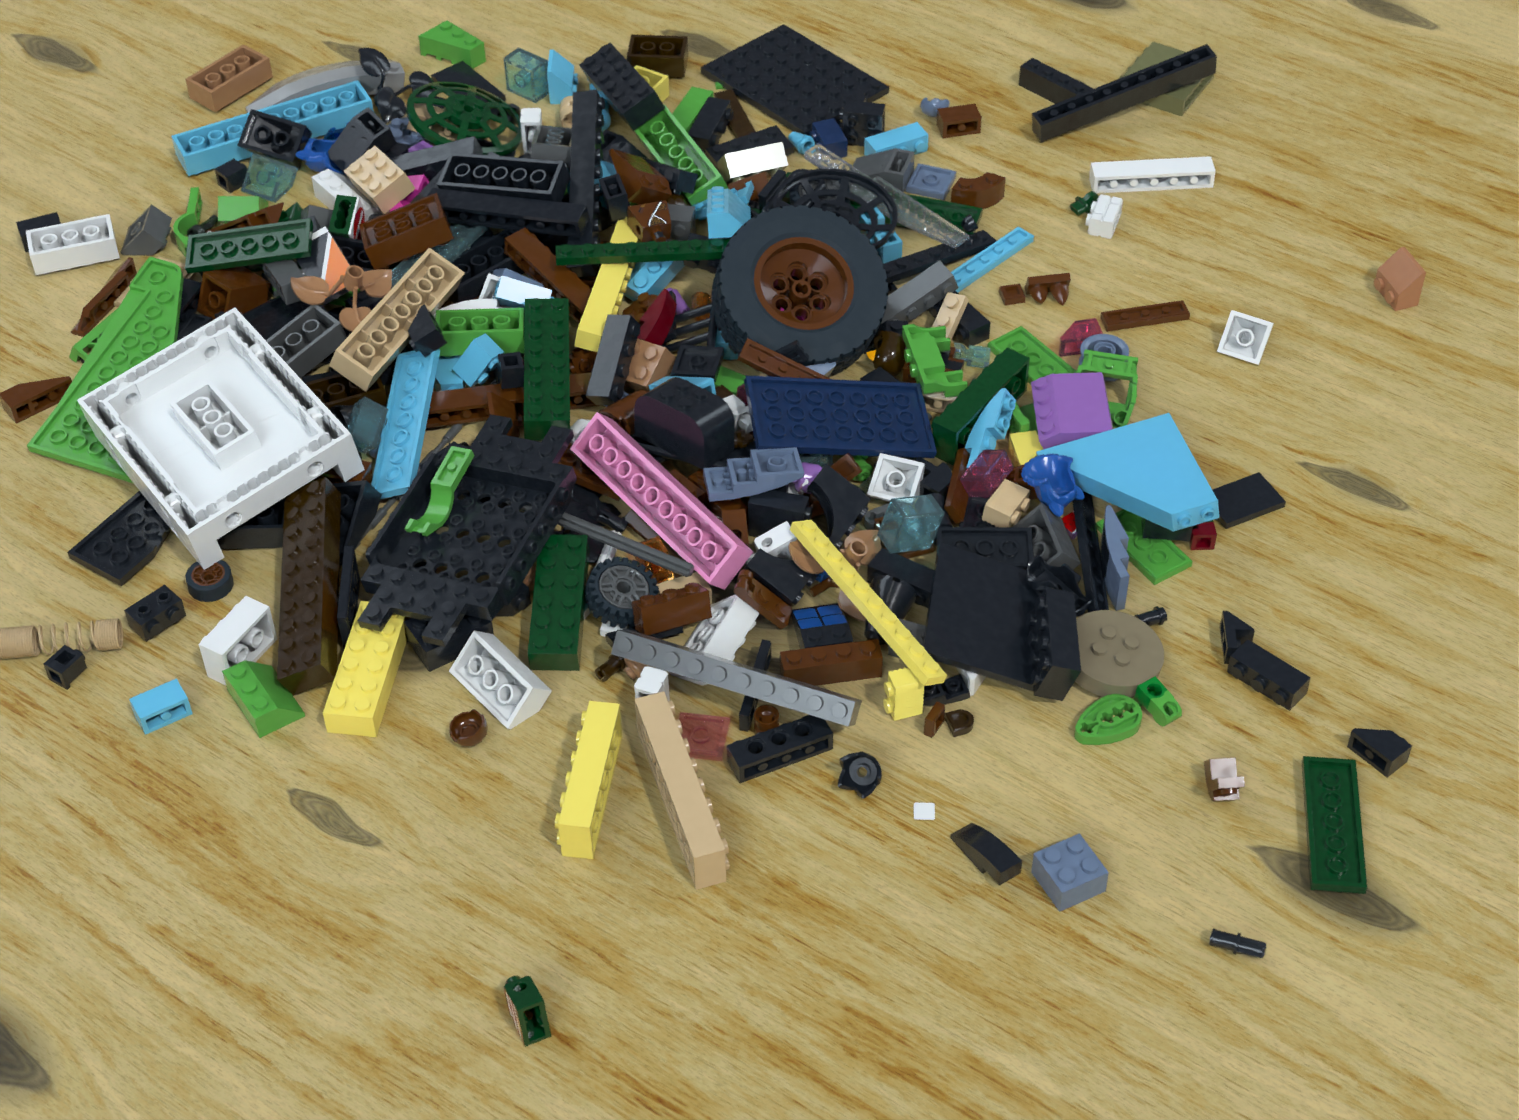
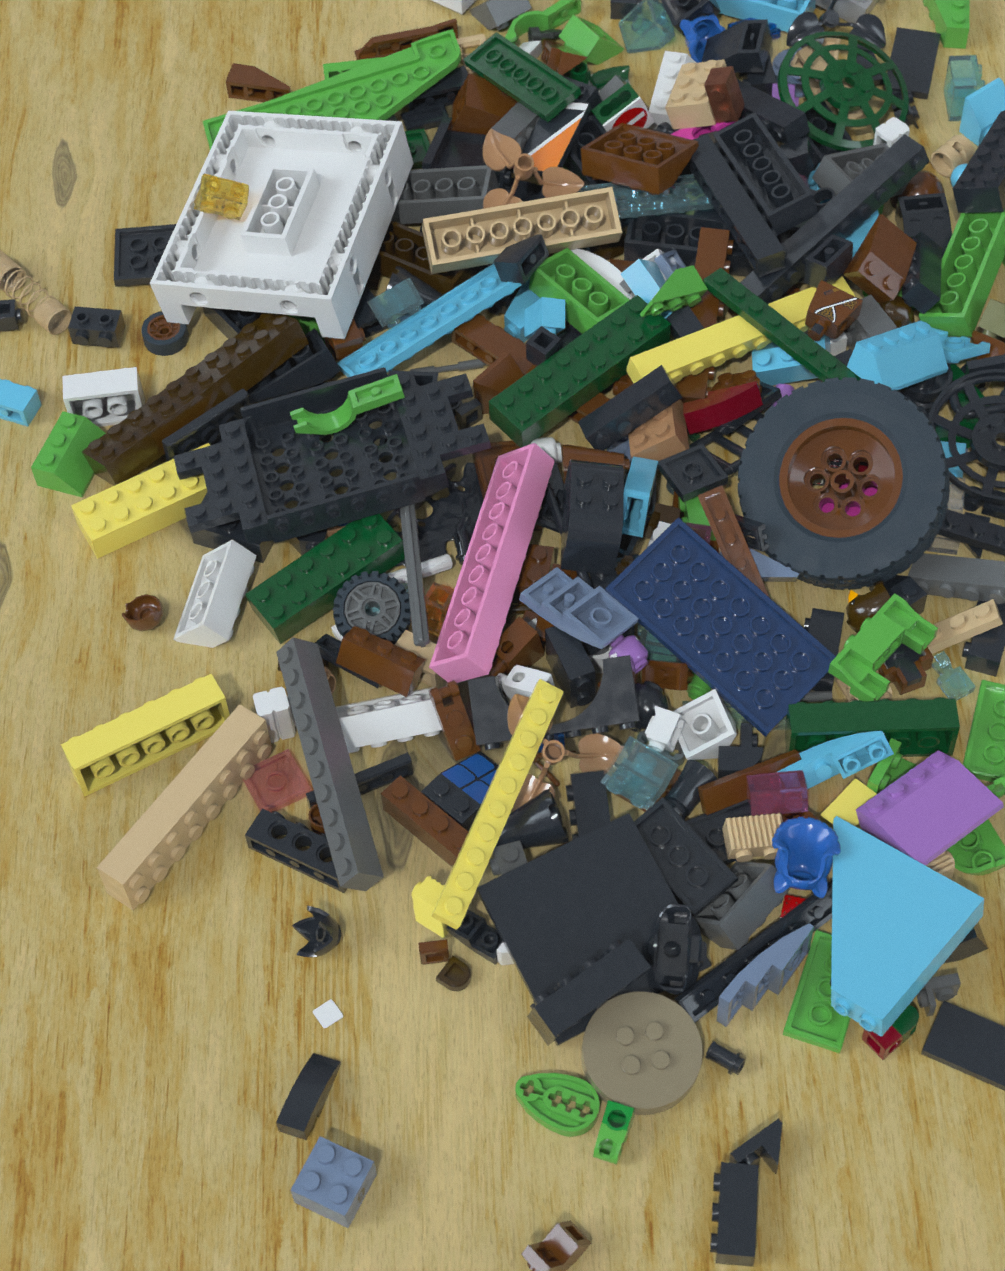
camera: 55 degrees right, 10 degrees up
(169, 442) = (222, 197): none -> clear yellow bracket
(407, 160) = (724, 94): none -> copper brick
(548, 277) = (679, 290): none -> bright green slope
(578, 295) = (683, 323): none -> black brick
(881, 494) = (664, 730): none -> white window

